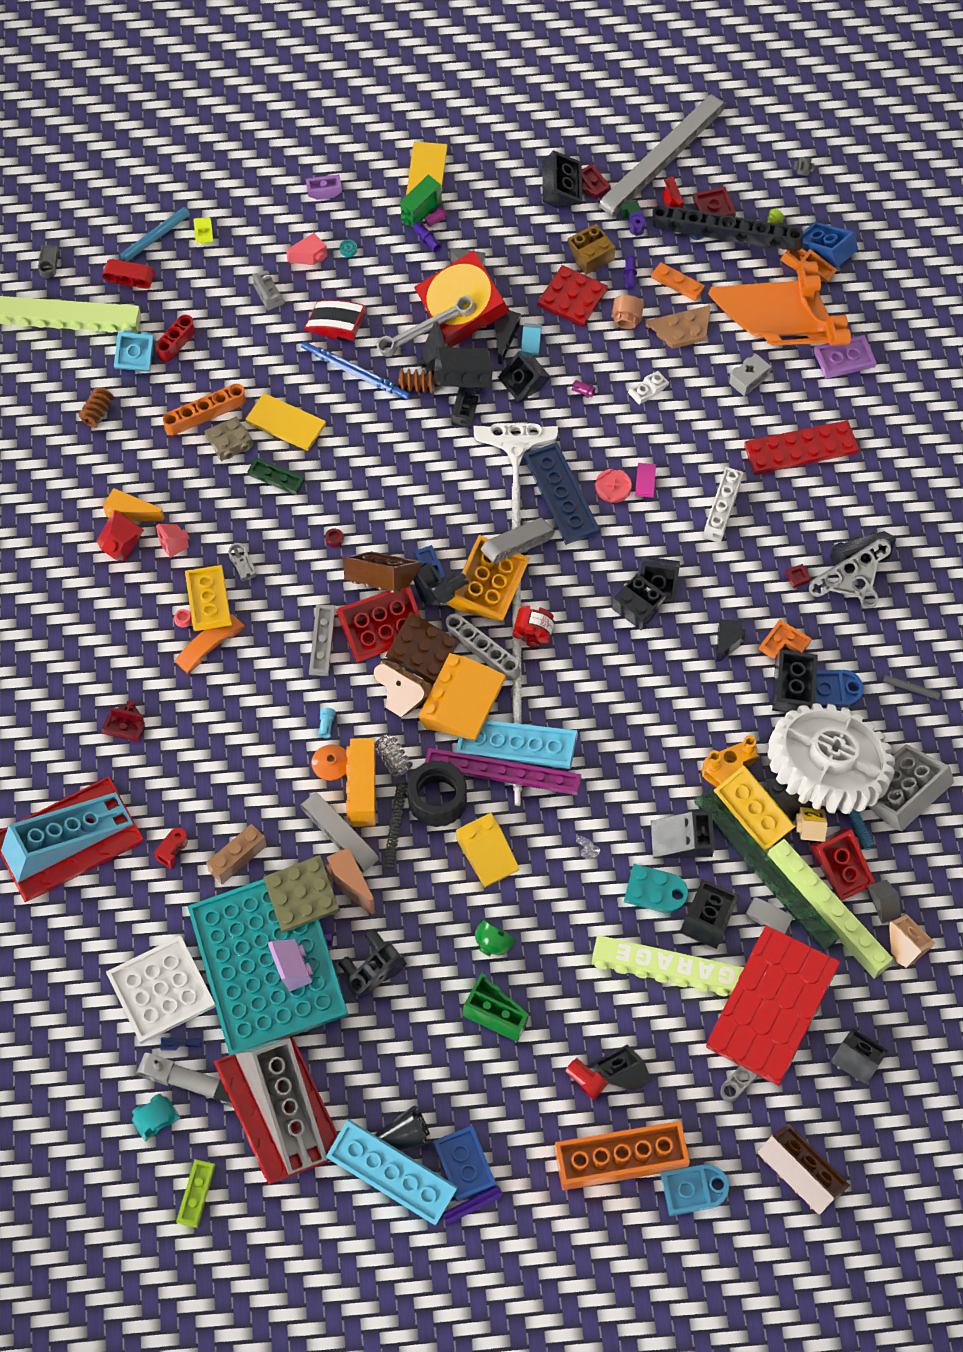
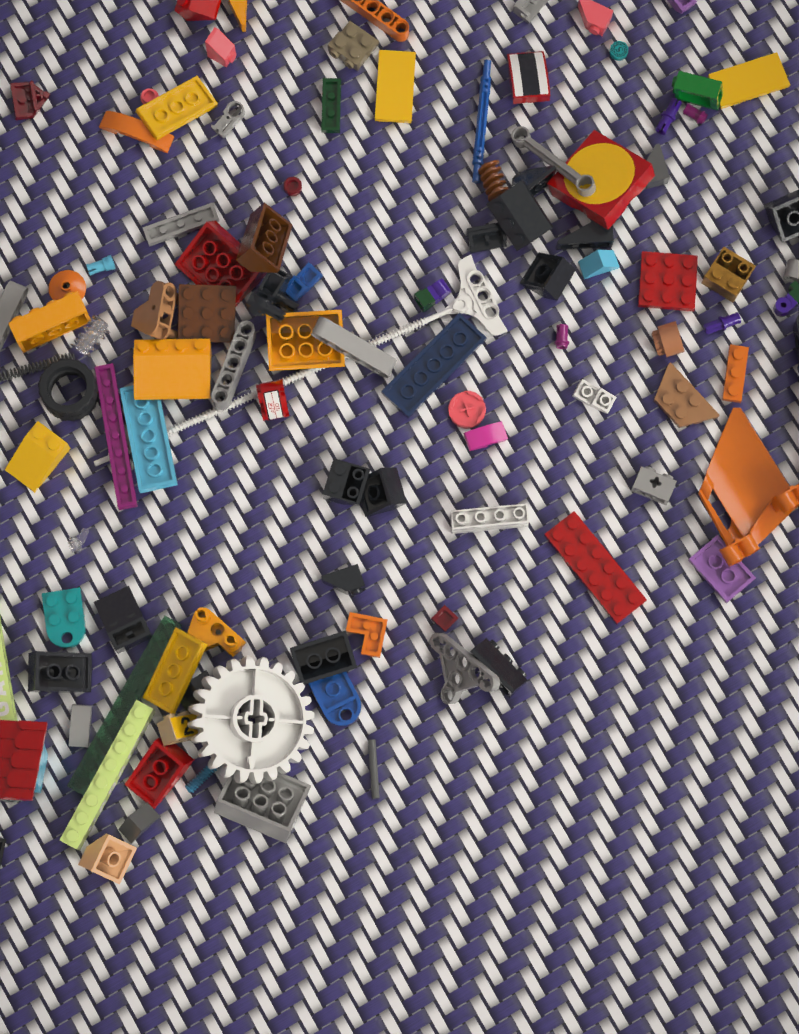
camera: 65 degrees right, 15 degrees up
(496, 469) = (432, 295): none -> leg

